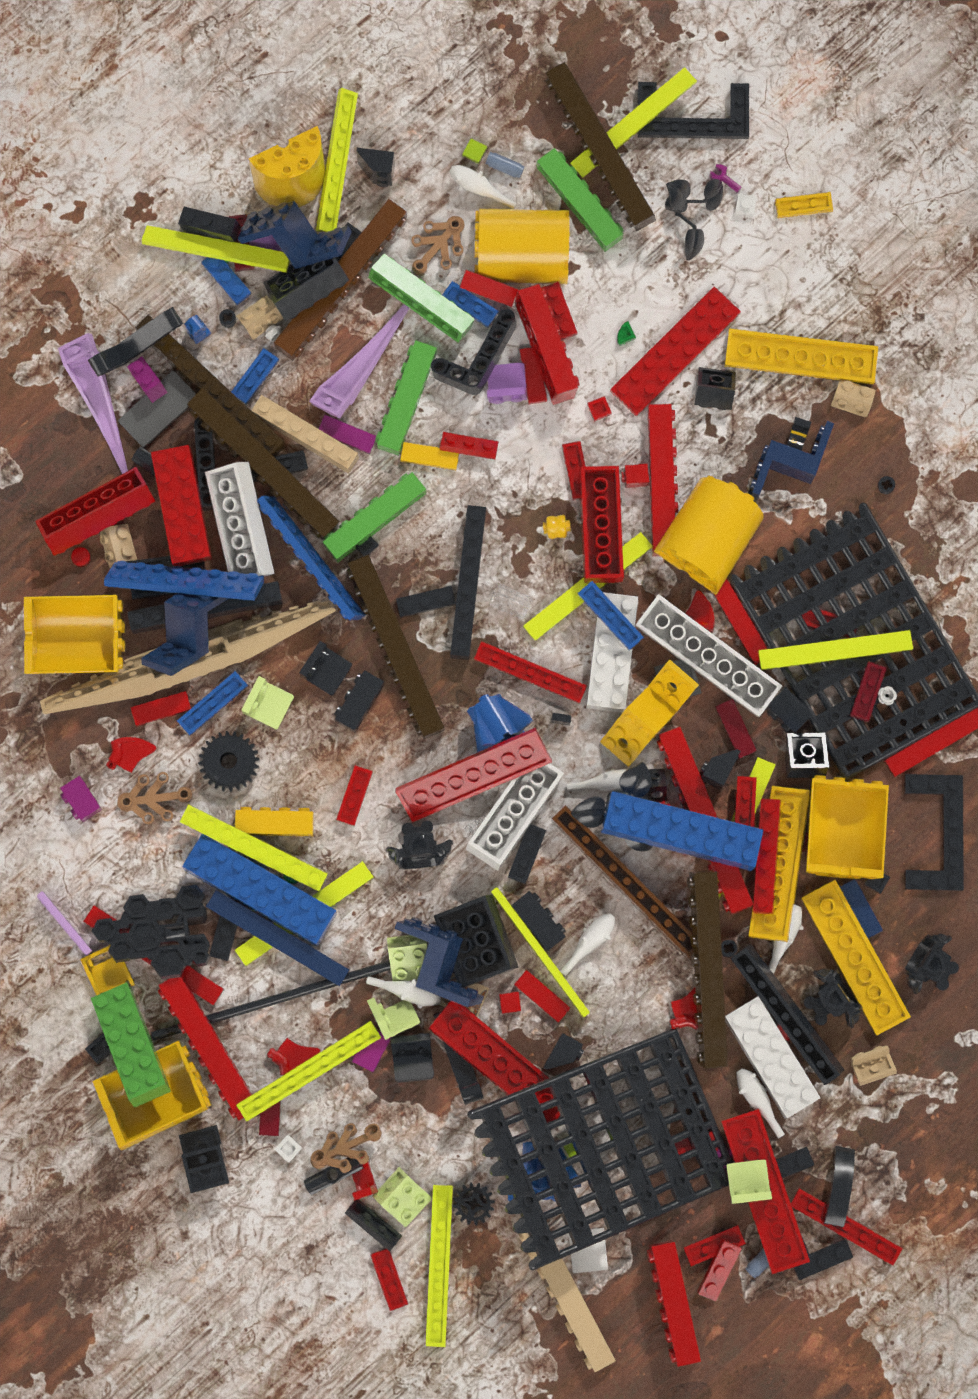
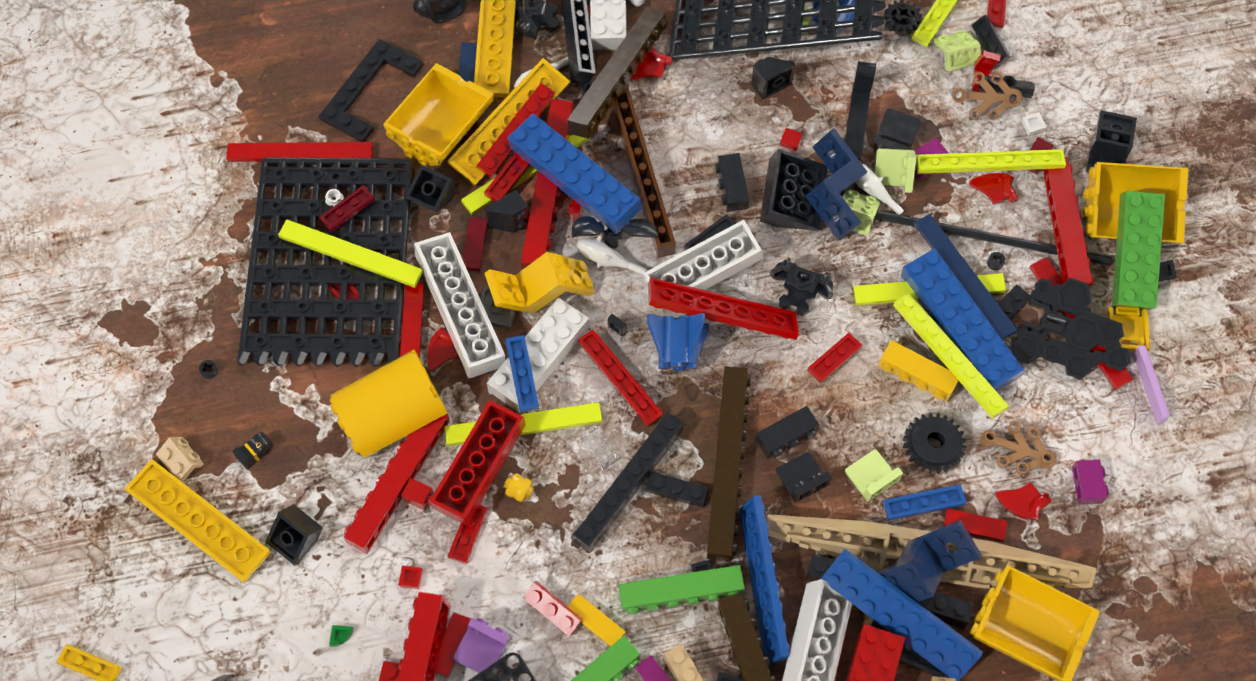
camera: 145 degrees left, 15 degrees down
(257, 983) = (996, 256): none -> black bush
(489, 1053) = (828, 94): red plate -> none
(539, 951) = (745, 159): neon yellow tile -> none
(542, 996) = (761, 130): red tile -> none
(592, 938) = (697, 148): white piece -> none
(658, 783) = (564, 240): black bracket -> none
(675, 351) = (304, 592): red plate -> none
(788, 711) = (421, 223): black slope -> none
(790, 461) = (263, 413): dark blue bracket -> none

